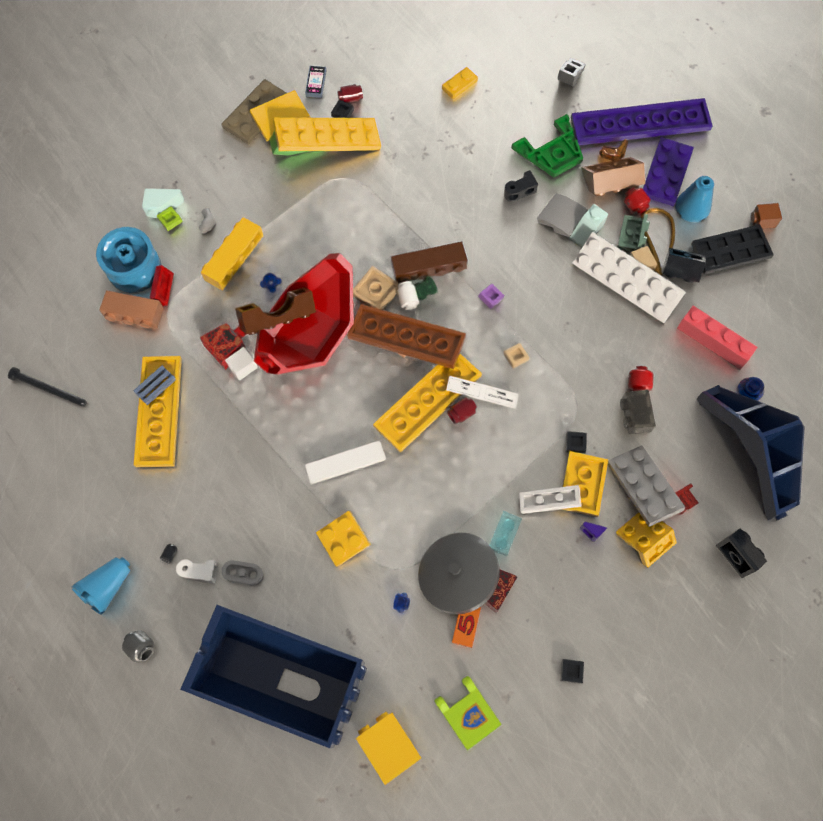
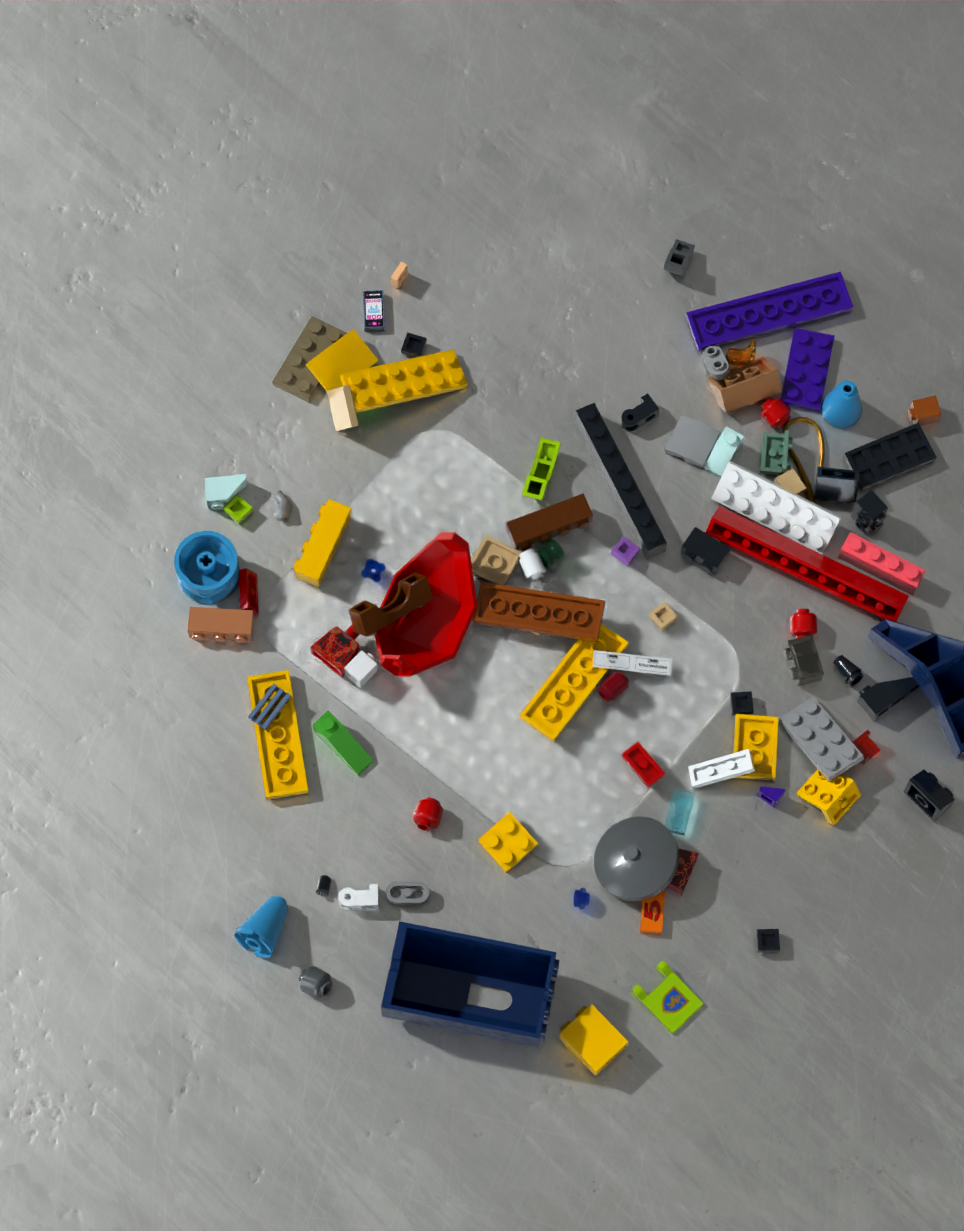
camera: 10 degrees left, 0 degrees up
(15, 374) = (107, 717): black bar -> none
(212, 426) = (342, 743): none -> bright green slope
(271, 147) = (342, 408): none -> tile
(275, 501) = (428, 814): none -> red head
(341, 57) = (399, 275): none -> light nougat tile
(345, 462) = (496, 761): white tile -> none
(350, 93) = (419, 322): dark red brick -> none
(428, 226) = (542, 471): none -> lime arch
(459, 82) = (547, 288): yellow plate -> none
(478, 485) = (643, 765): none -> red plate
(496, 239) = (620, 481): none -> black brick
(555, 155) = (676, 367): green wing -> none
(561, 305) = (705, 551): none -> black brick
(591, 154) = (716, 362): none -> light grey plate
(651, 329) = (806, 564): none -> red brick
(676, 426) = (849, 671): none -> black cone
(708, 453) = (885, 695): none -> black slope
(711, 291) = (869, 512): none -> black brick
(751, 387) = (928, 620): clear blue cone -> none

